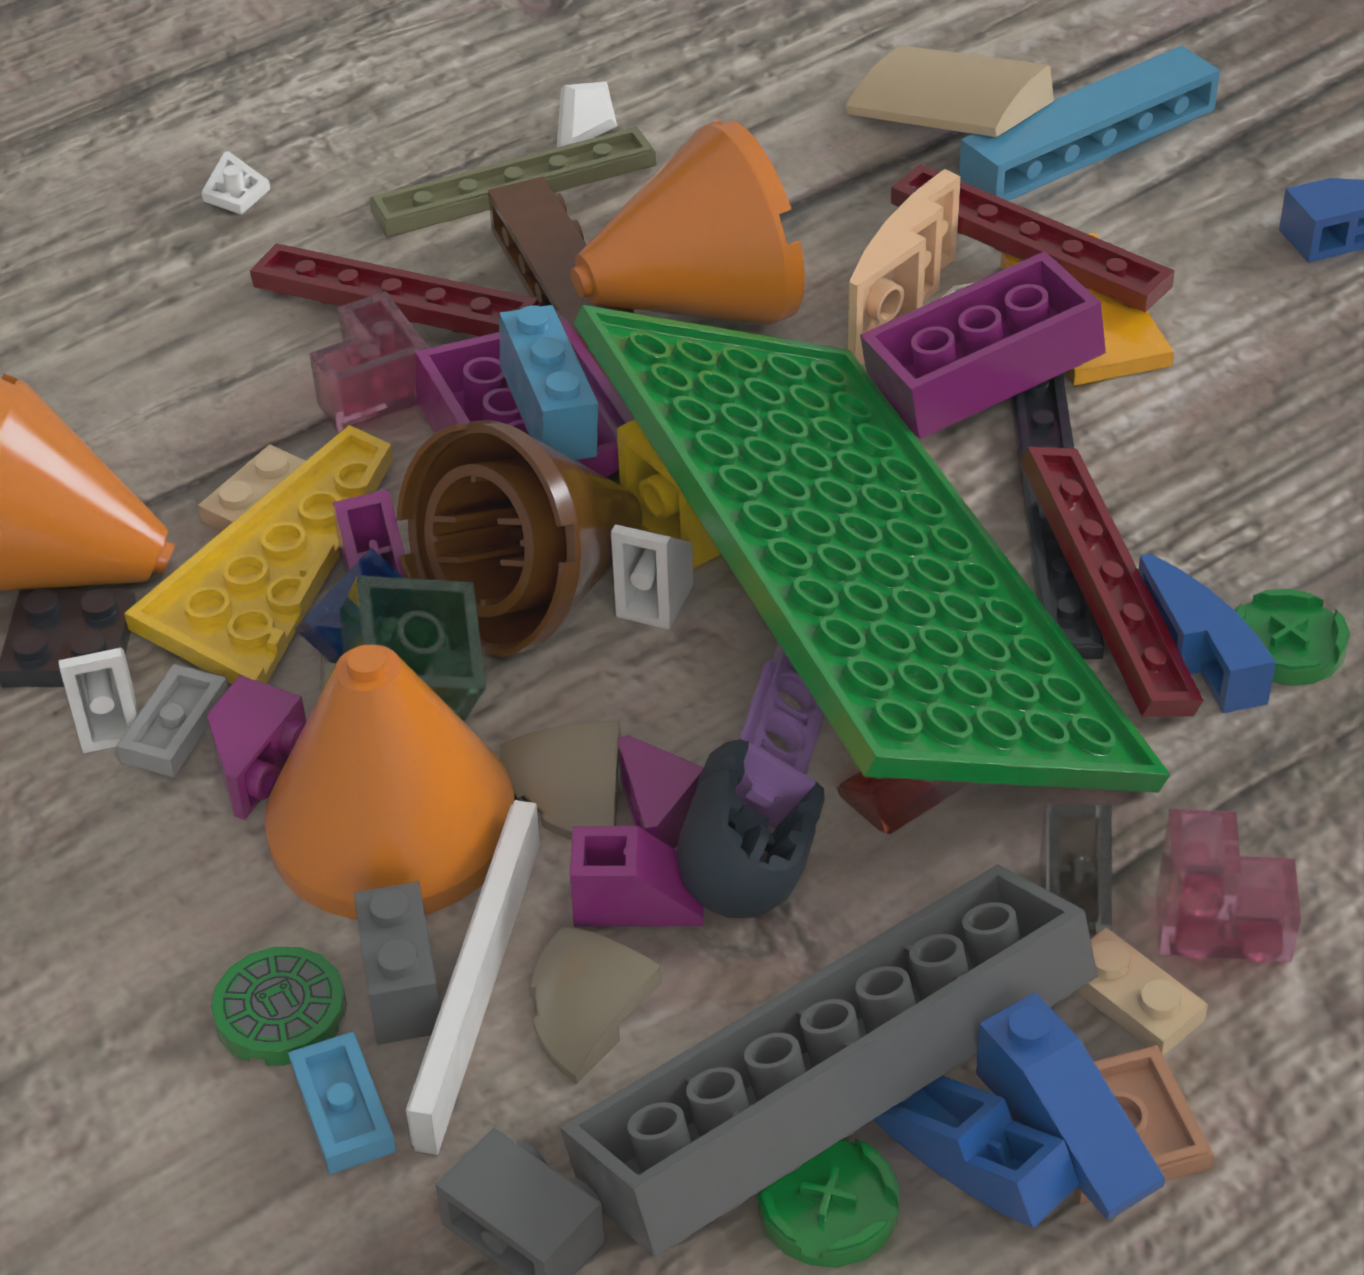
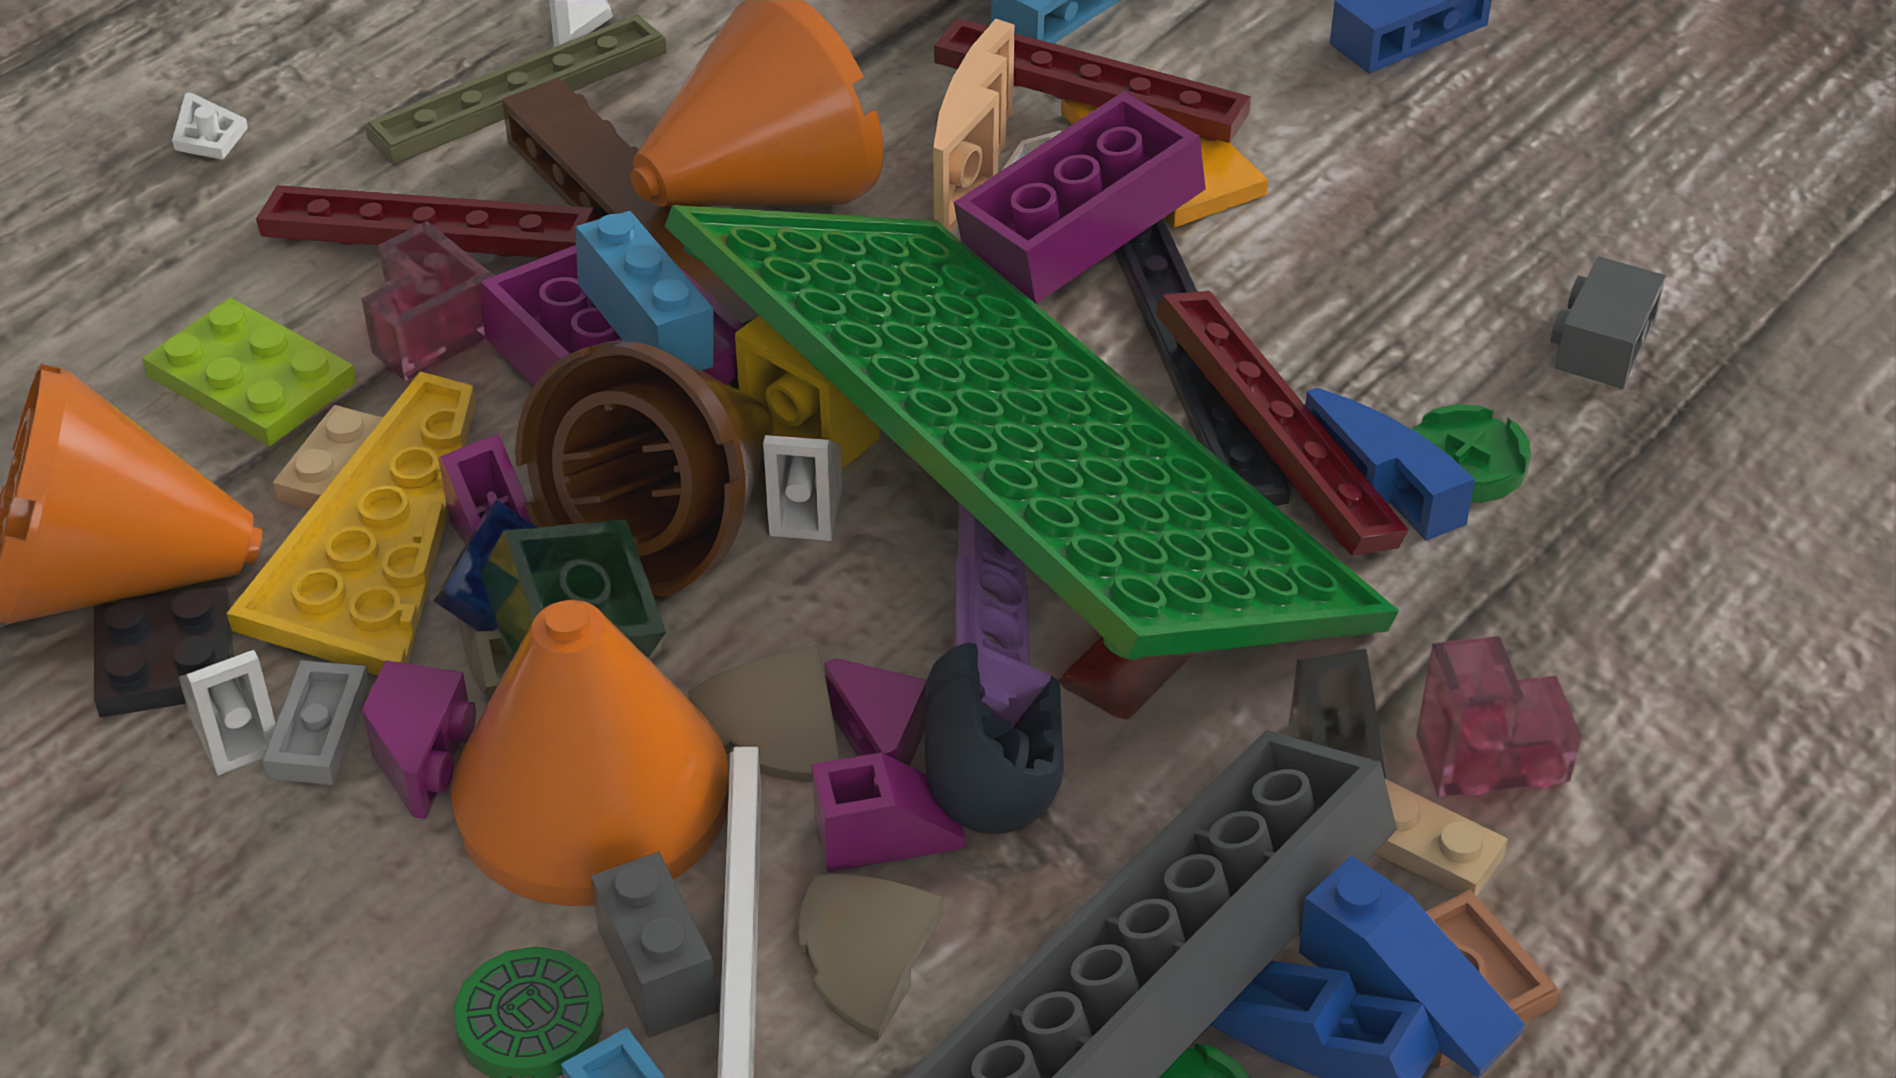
camera: 15 degrees left, 0 degrees up
(209, 404) = (250, 371): none -> lime plate

